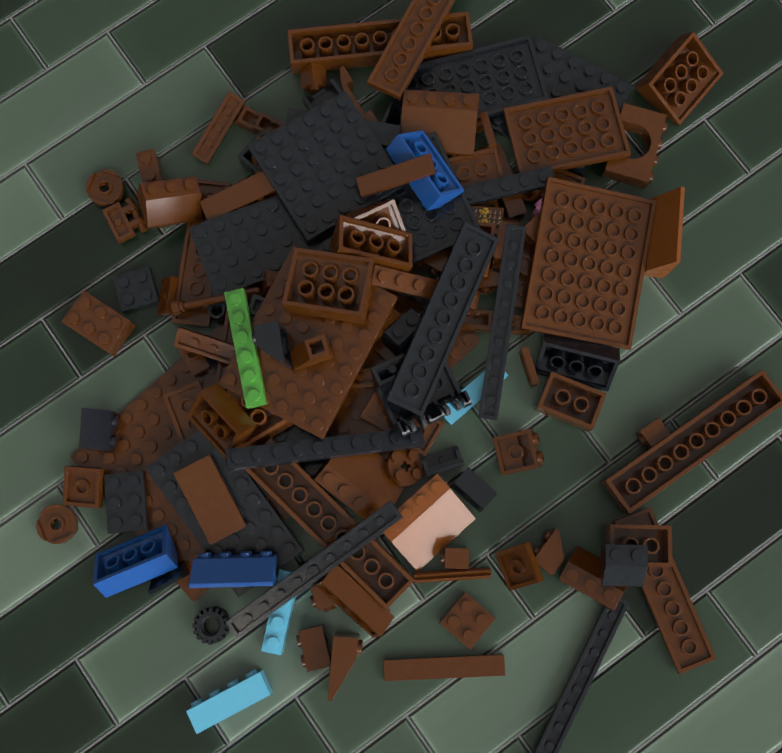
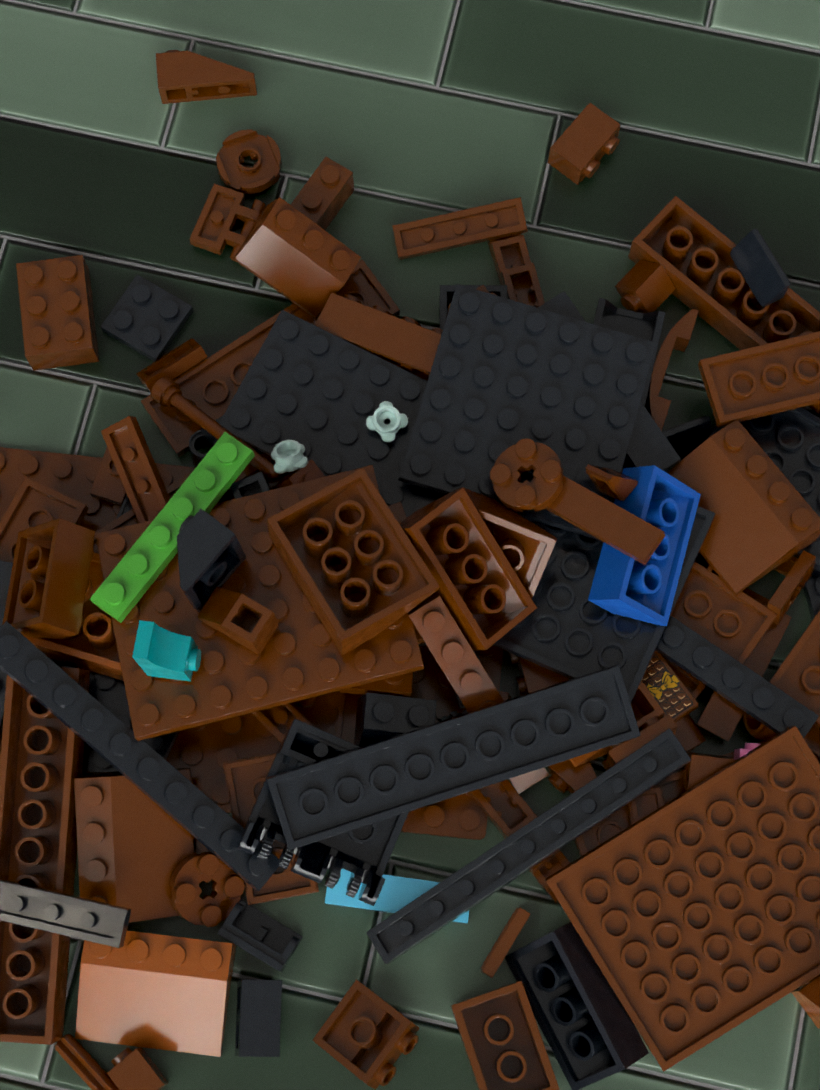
camera: 45 degrees right, 5 degrees down
(45, 177) = (193, 77): none -> reddish brown slope
(228, 47) = (584, 144): none -> reddish brown brick
(256, 278) = (288, 456): none -> light aqua plate
(274, 221) = (387, 411): none -> light aqua plate
(300, 393) = (165, 652): none -> teal arch
(348, 180) = (523, 457): none -> reddish brown plate
(350, 24) = (760, 268): none -> black slope
(388, 158) = (611, 481): none -> reddish brown slope

